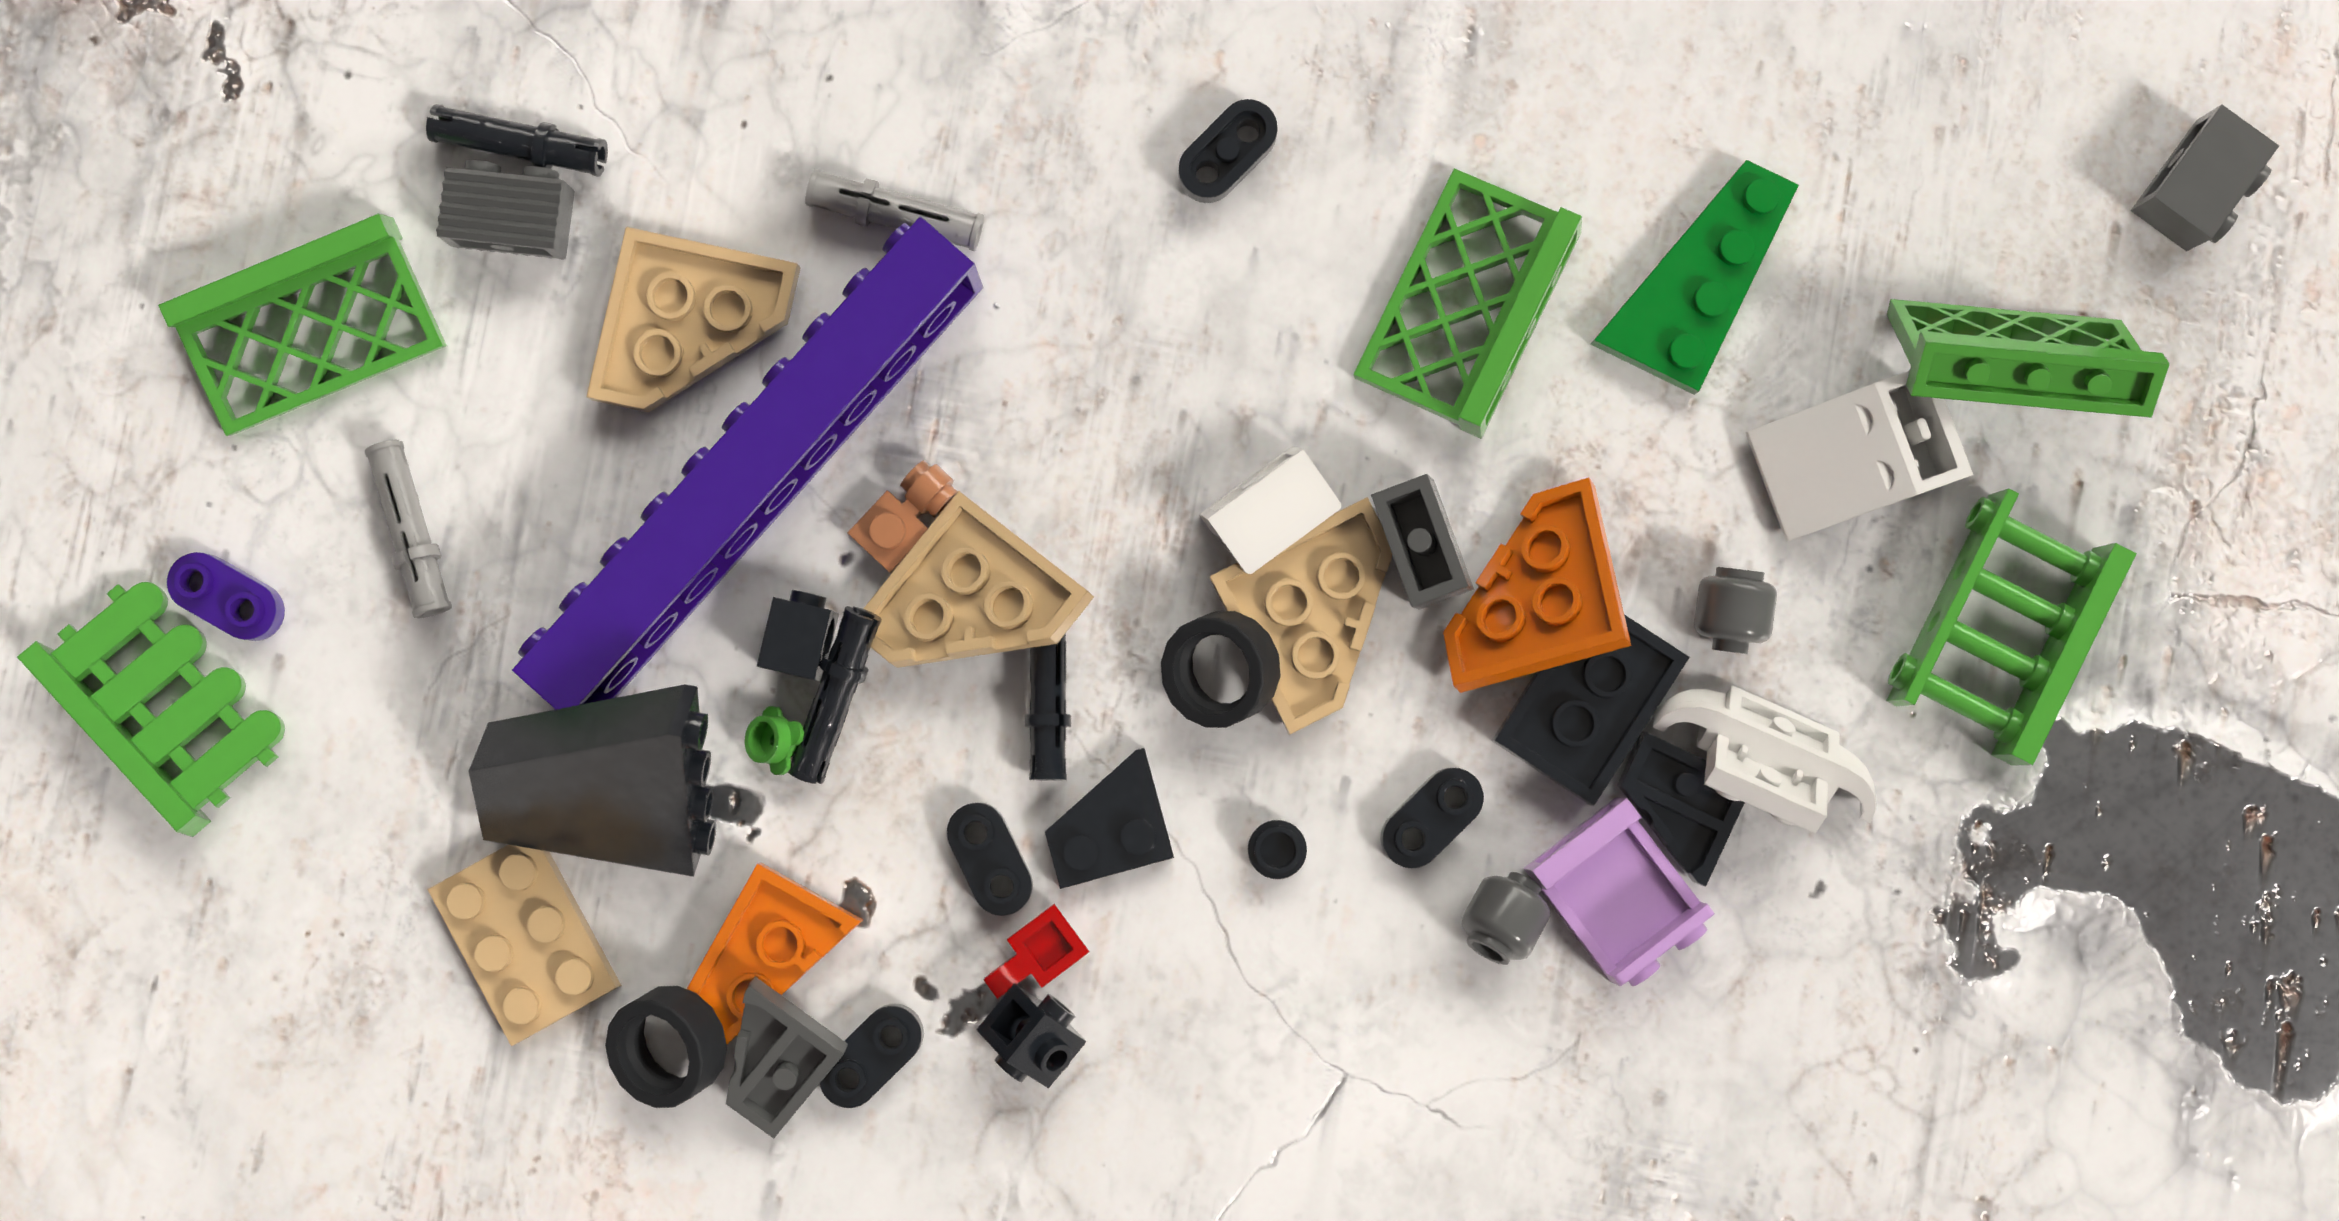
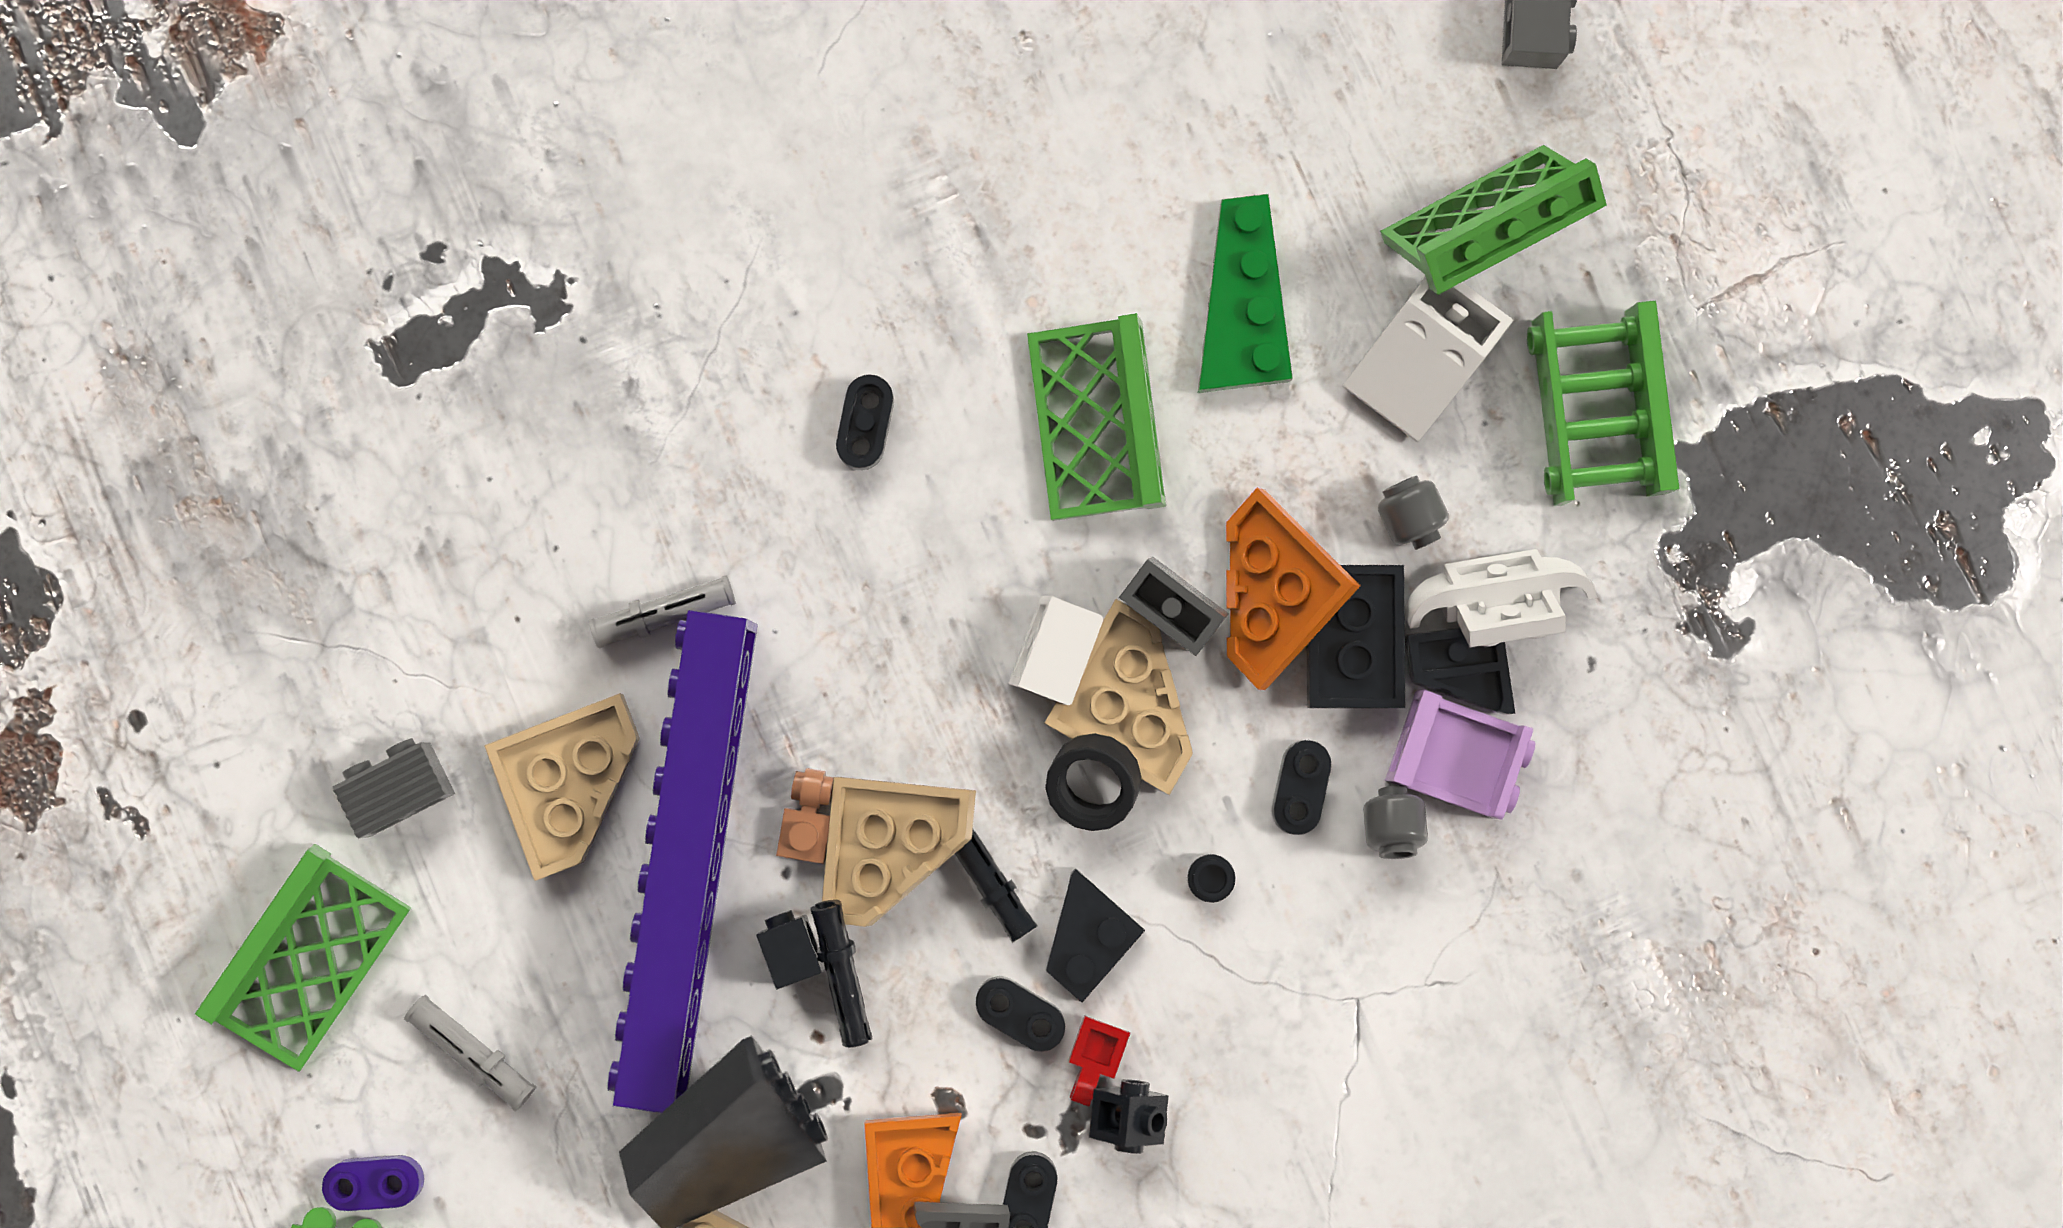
camera: 40 degrees left, 0 degrees up
(539, 144) = (387, 726): black pin -> none
(773, 740) = (819, 1031): bright green plate -> none

